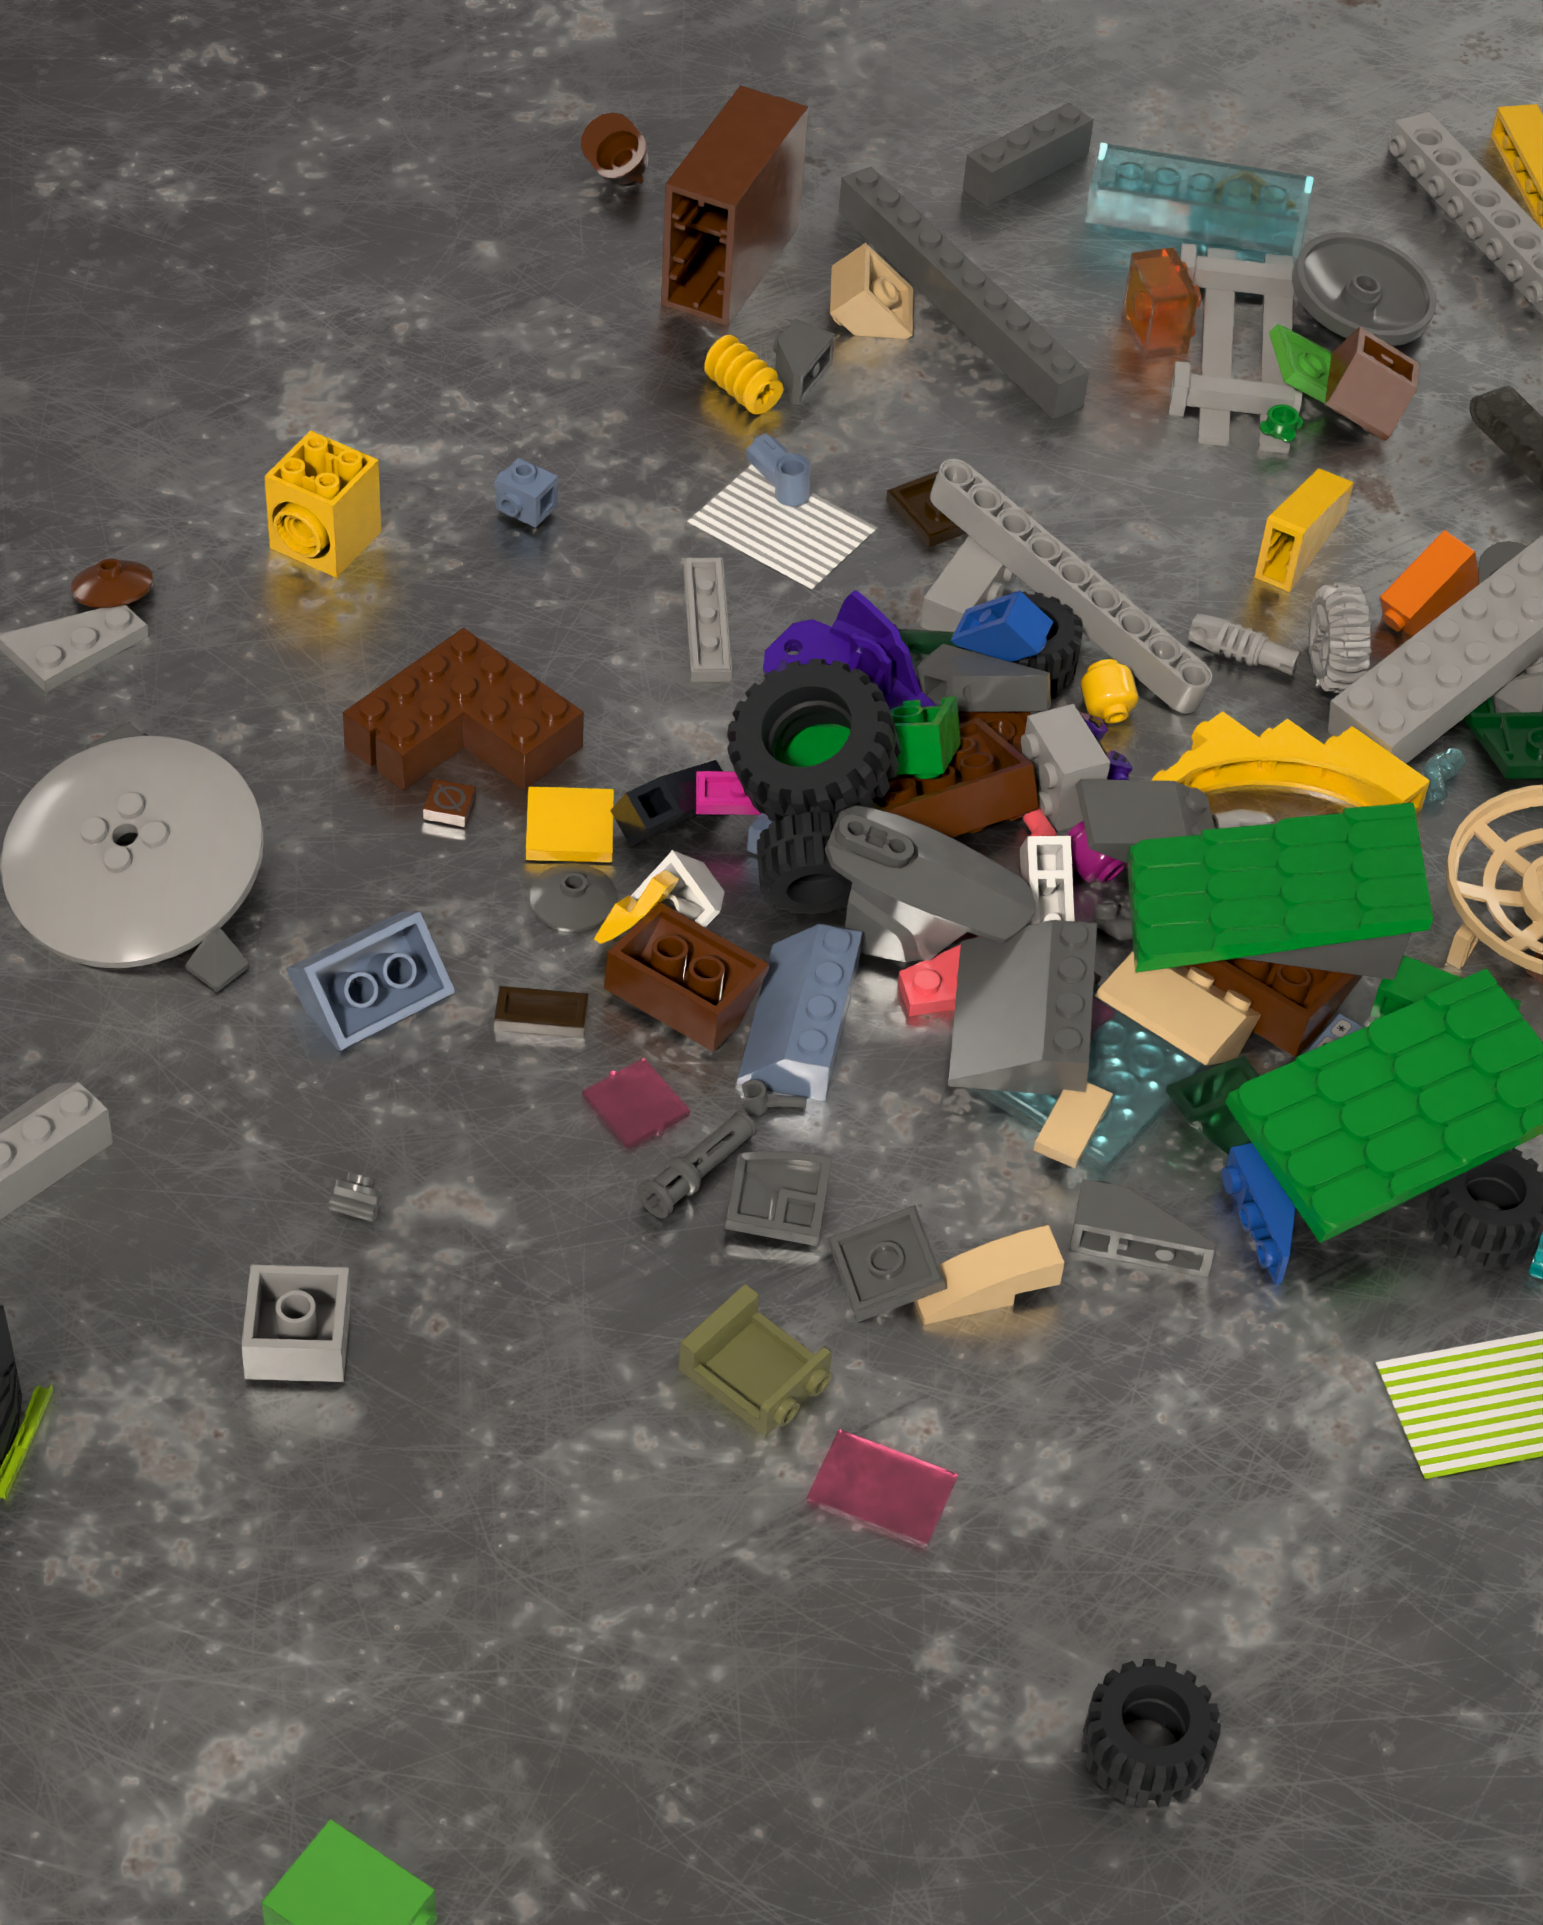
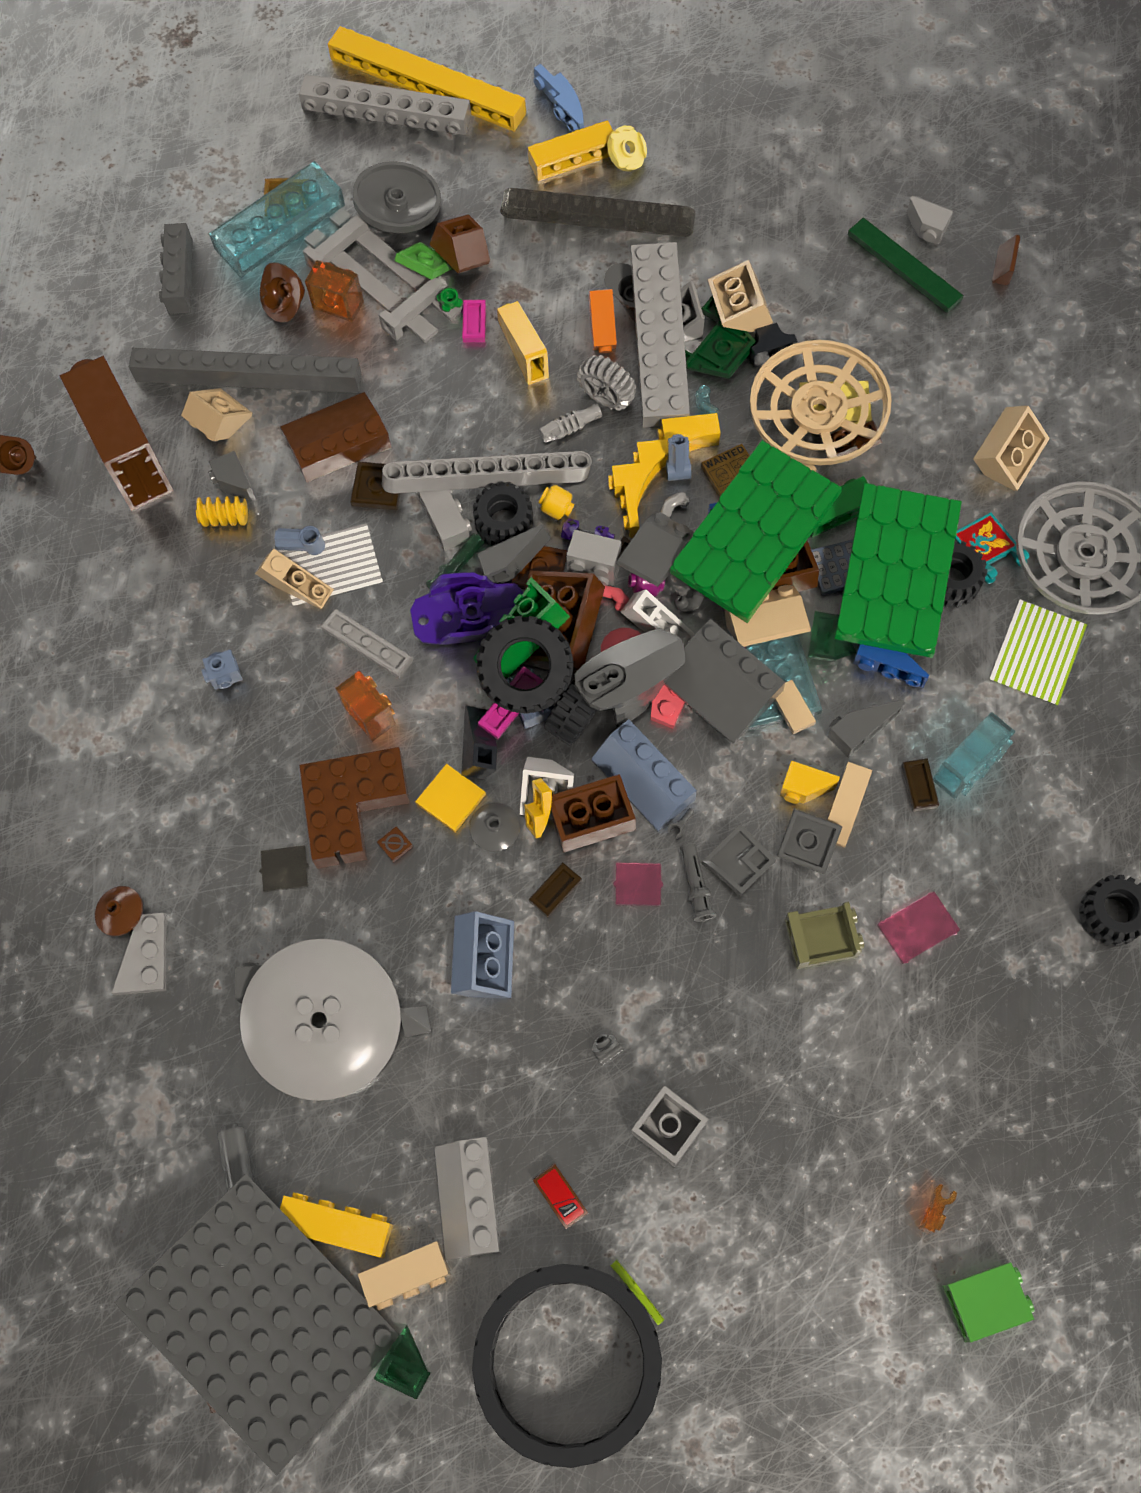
camera: 45 degrees left, 20 degrees up
(92, 1260) = (560, 1196): none -> slope
(310, 712) = (284, 868): none -> clear smoke piece
(323, 503) = (159, 774): yellow brick -> none
(435, 1751) = (933, 1217): none -> clear orange plate
(611, 651) = (366, 705): none -> clear orange brick
(720, 491) = (293, 579): none -> tan slope
(953, 421) = (336, 436): none -> reddish brown slope
(968, 1204) = (806, 783): none -> yellow slope
(1004, 628) = (502, 524): blue slope -> none
(1102, 259) = (281, 292): none -> reddish brown hat
(1112, 1362) = (920, 785): none -> dark brown tile
(1216, 1385) = (974, 756): none -> clear light blue brick
(1282, 469) = (474, 321): none -> dark pink tile
(1307, 787) = (678, 463): none -> sand blue piece

